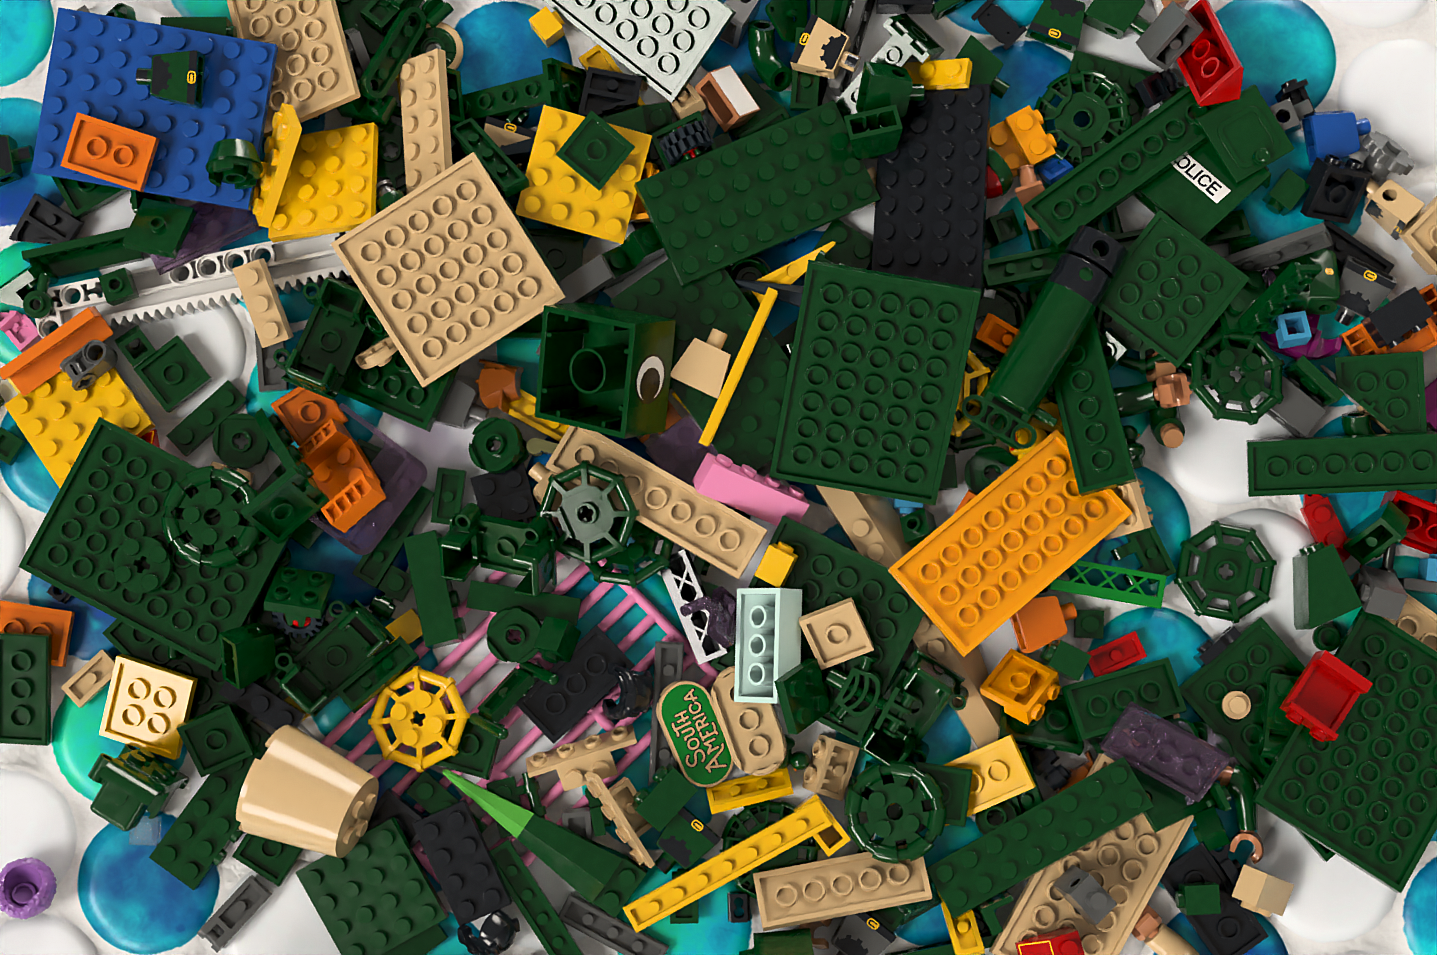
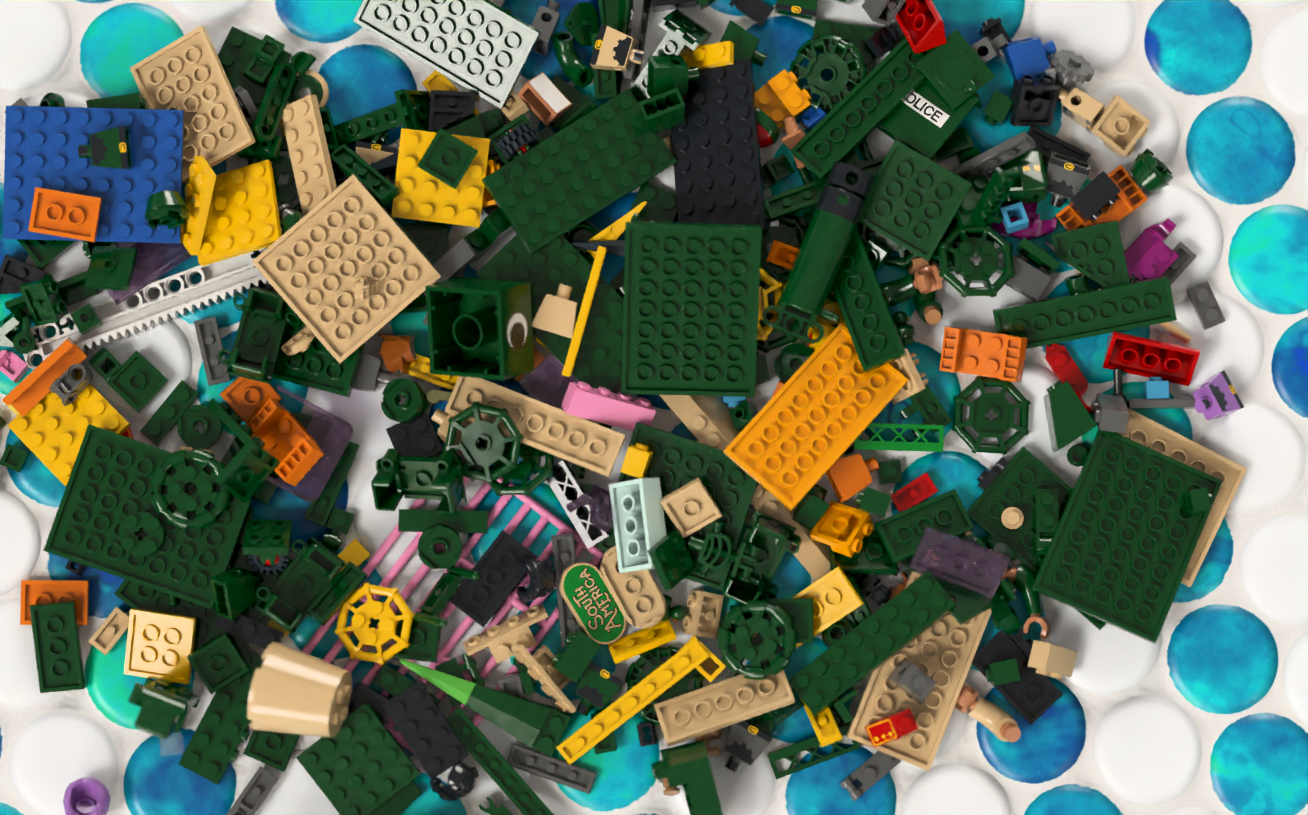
camera: 10 degrees left, 0 degrees up
(69, 255) = (44, 300): none -> dark green bracket
(263, 302) = (202, 315): tan brick -> none
(433, 593) = (370, 522): dark green brick -> none
(448, 494) = (370, 445): dark green plate -> none
(462, 300) = (361, 291): none -> tan plate
(547, 26) = (393, 61): yellow plate -> none
(557, 640) = (473, 545): dark green brick -> none
(986, 656) = (811, 507): none -> dark green slope
(1227, 493) = (983, 353): none -> orange plate
(1324, 695) = (1075, 500): red panel -> none
(1377, 533) = (1103, 366): dark green brick -> none

